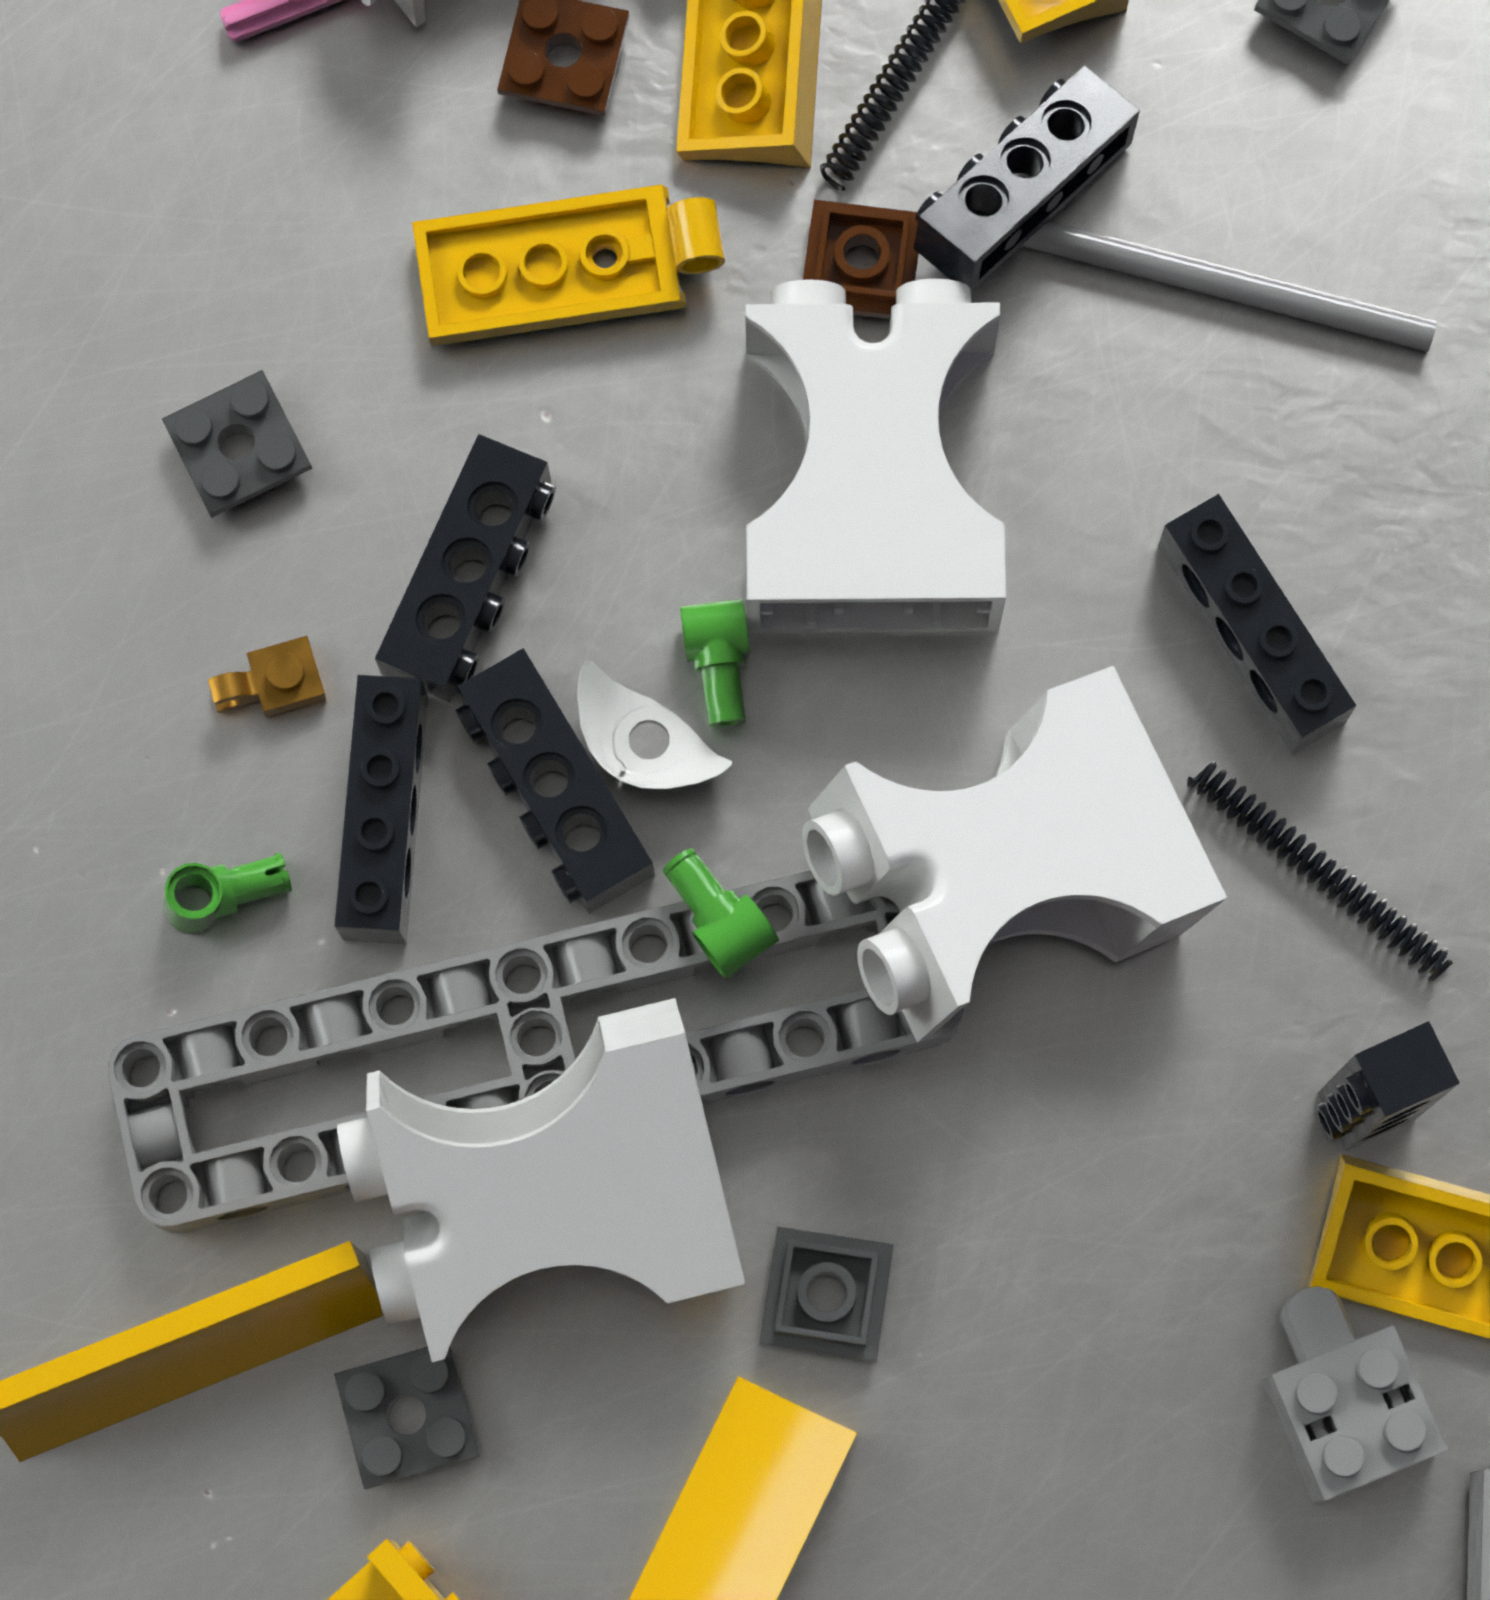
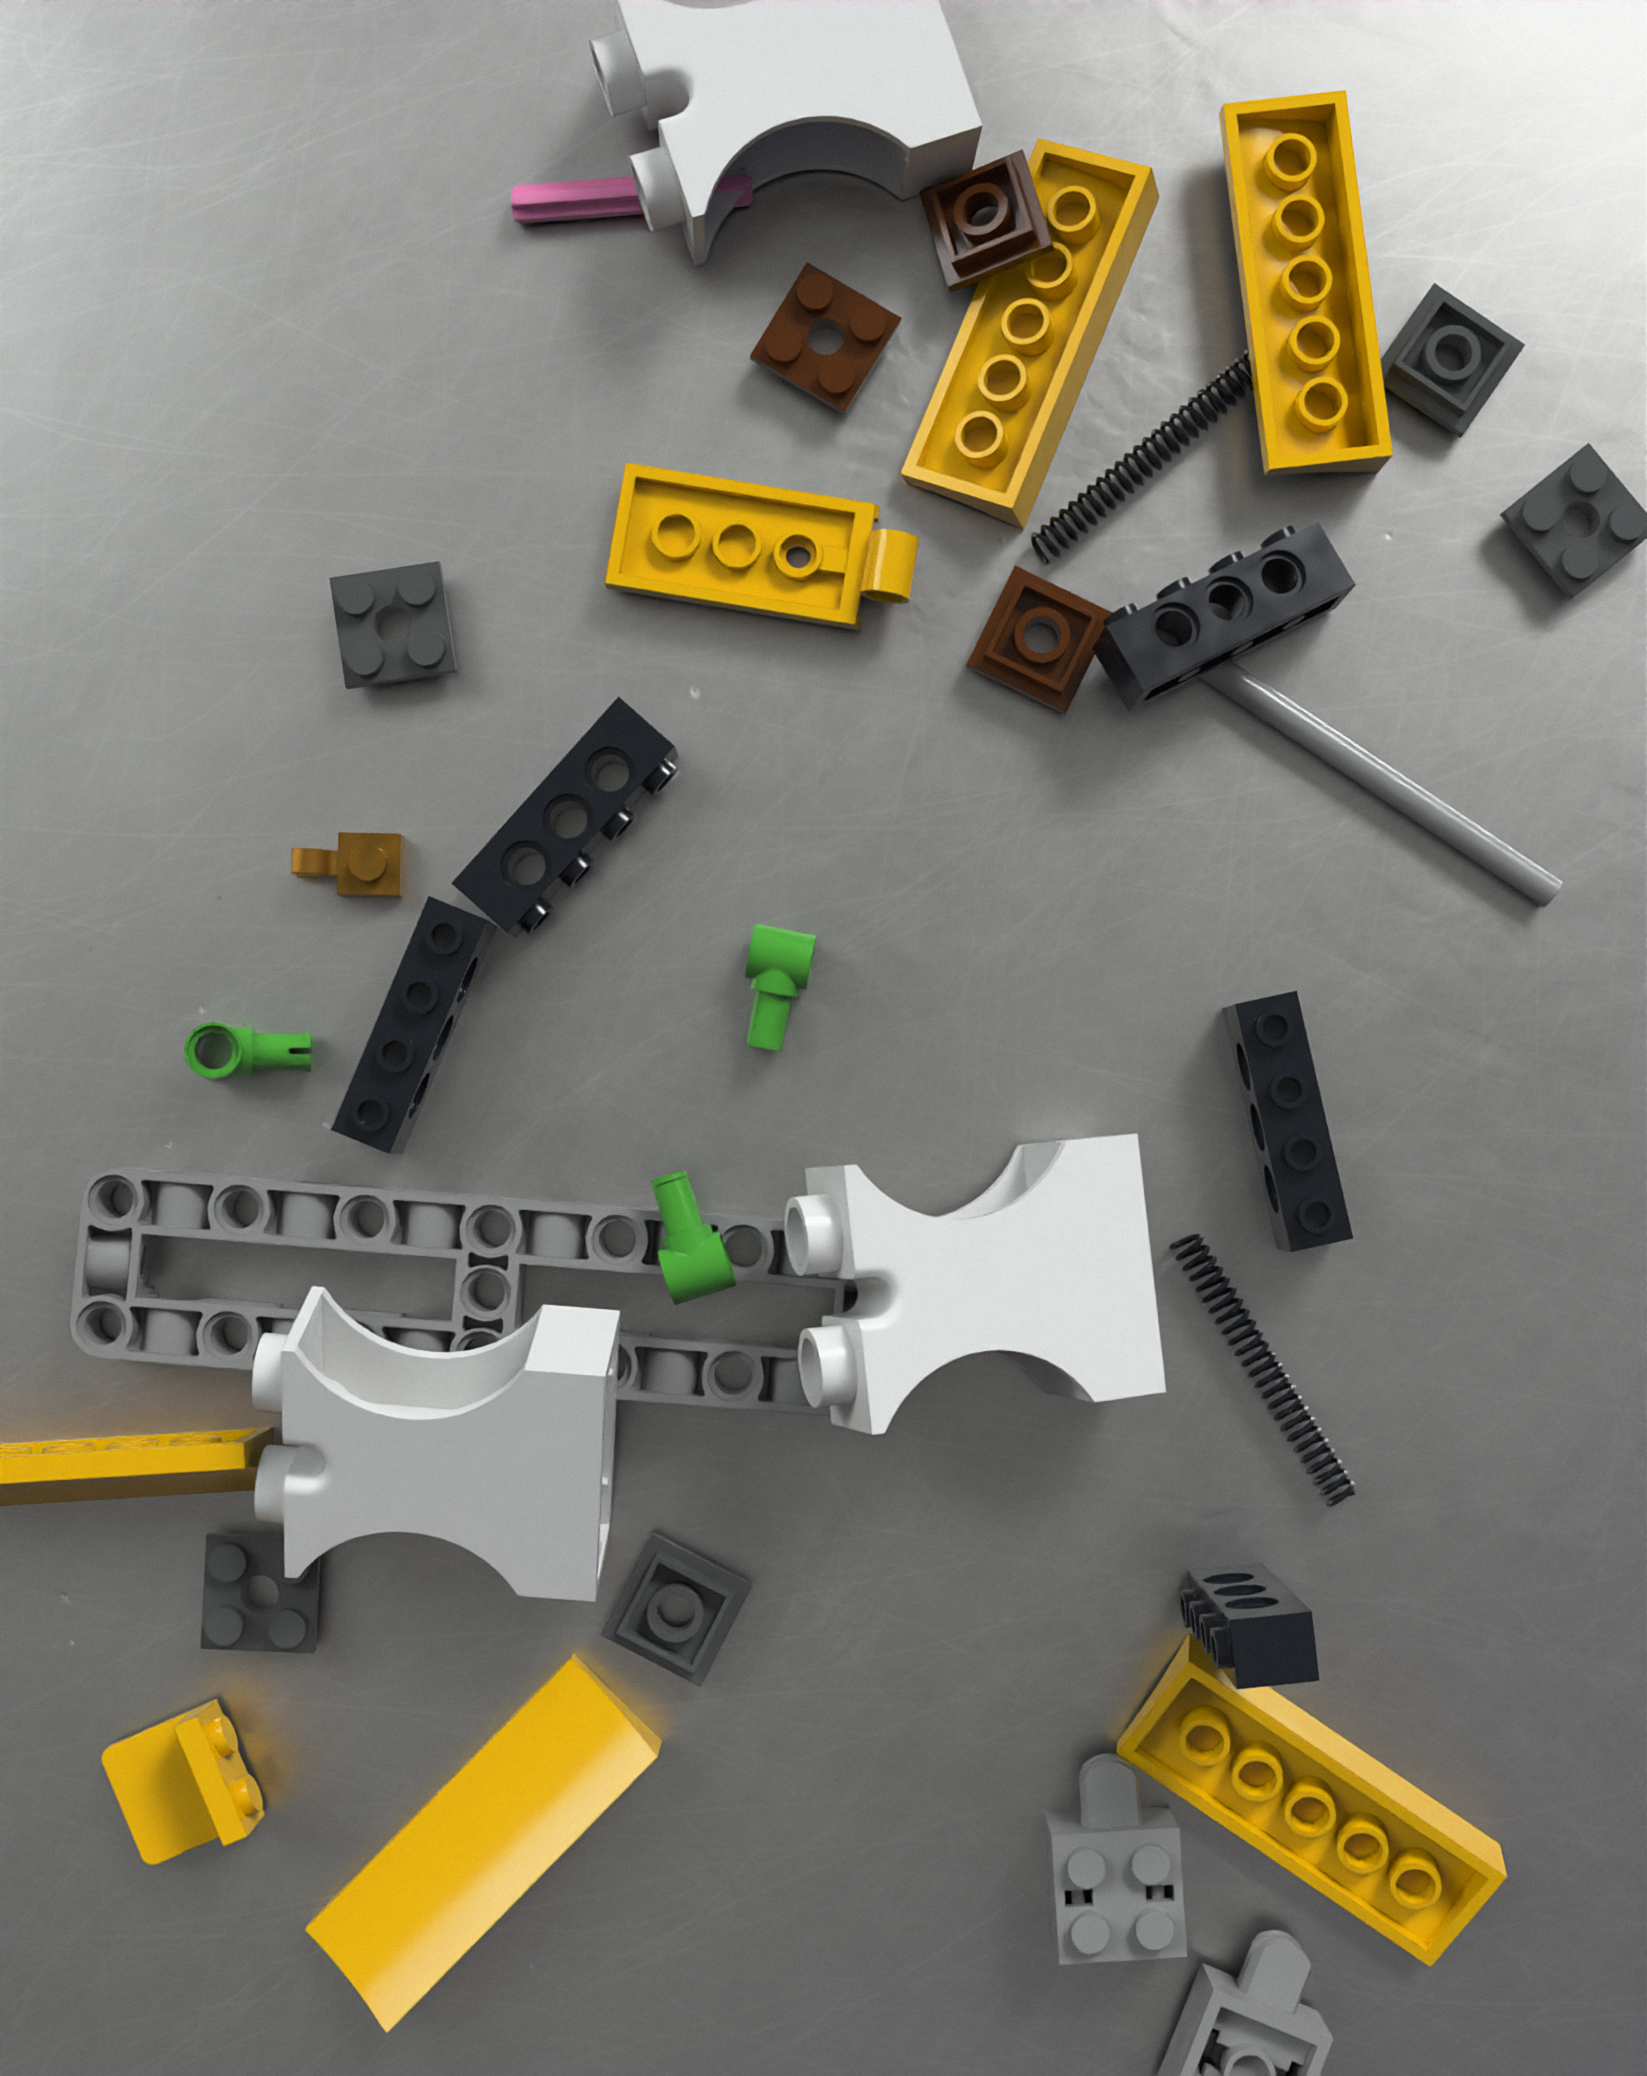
camera: 15 degrees right, 10 degrees up
(517, 691) = (581, 953): black brick -> none
(610, 714) = (651, 1005): white piece -> none
(875, 517) = (968, 897): white brick -> none

